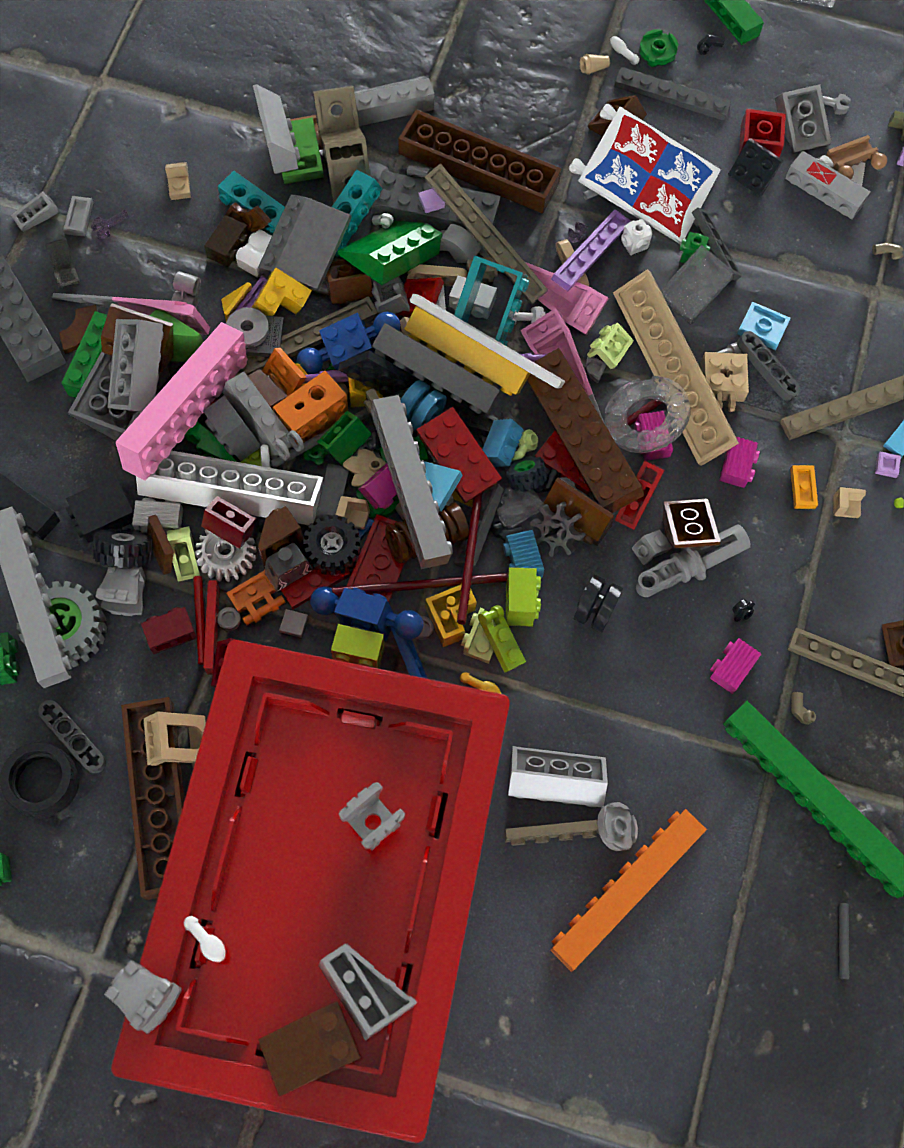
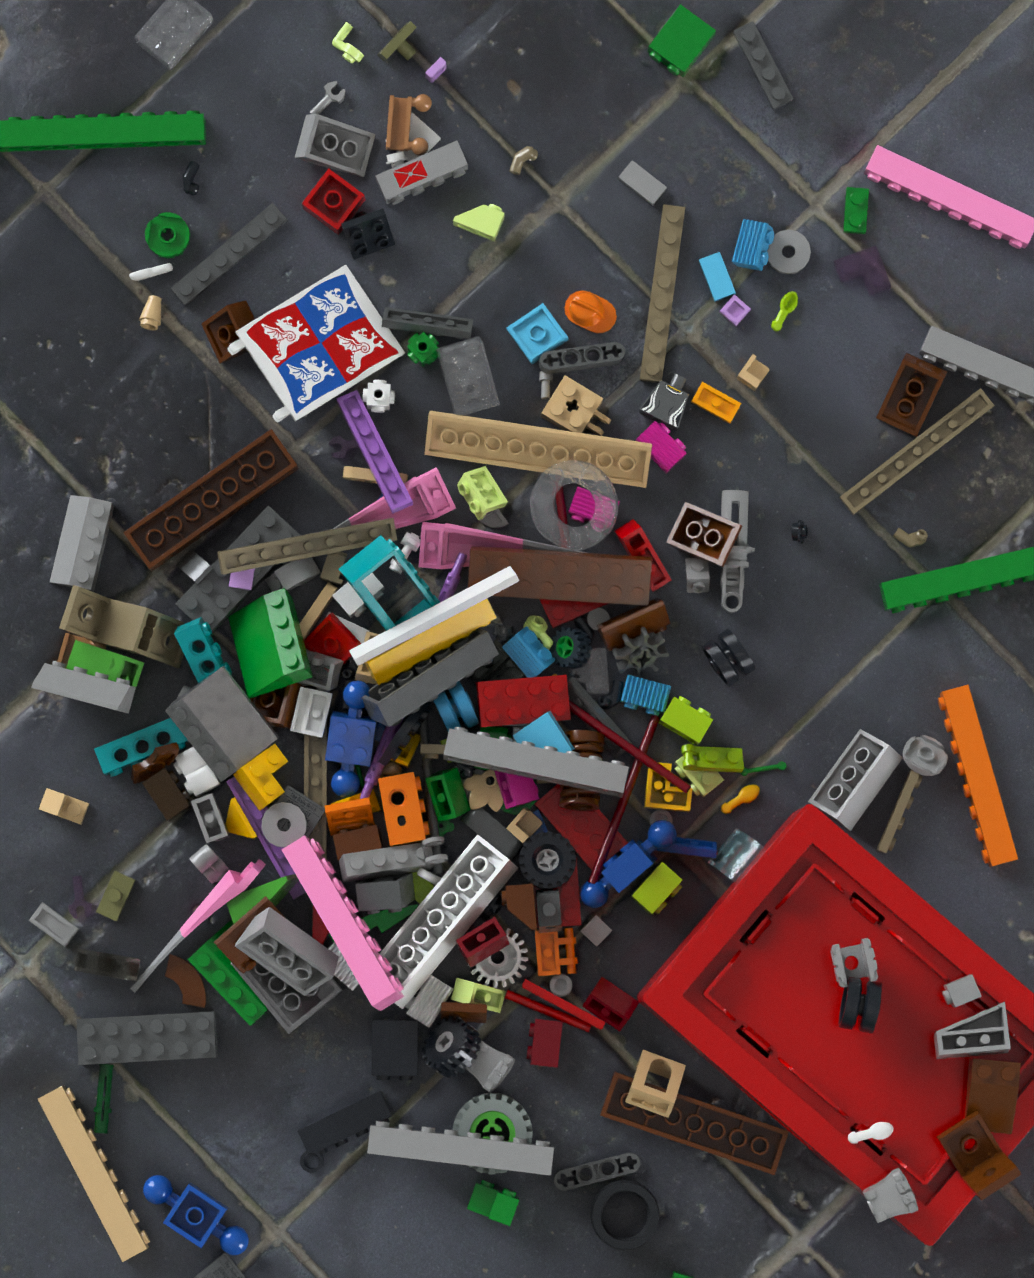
camera: 60 degrees left, 15 degrees up
(44, 213) = (27, 945): light grey slope -> none
(124, 246) = (115, 896): none -> olive tile
(223, 277) = (210, 818): none -> light grey brick
(225, 1080) = (982, 1166): none -> reddish brown bracket
(331, 848) = (862, 1005): none -> black wheel
(353, 301) = (311, 712): none -> white plate
(384, 220) = (225, 629): white arm -> none
(404, 951) = (961, 991): none -> light grey brick
(530, 704) = (781, 766): none -> green hinge
(735, 665) = (843, 571): dark pink brick -> none
(777, 448) = (666, 403): none -> dark grey torso
(808, 357) = (590, 311): none -> orange piece
(821, 242) = (481, 221): none -> yellowish green slope
(879, 95) = (351, 53): none -> yellowish green plate

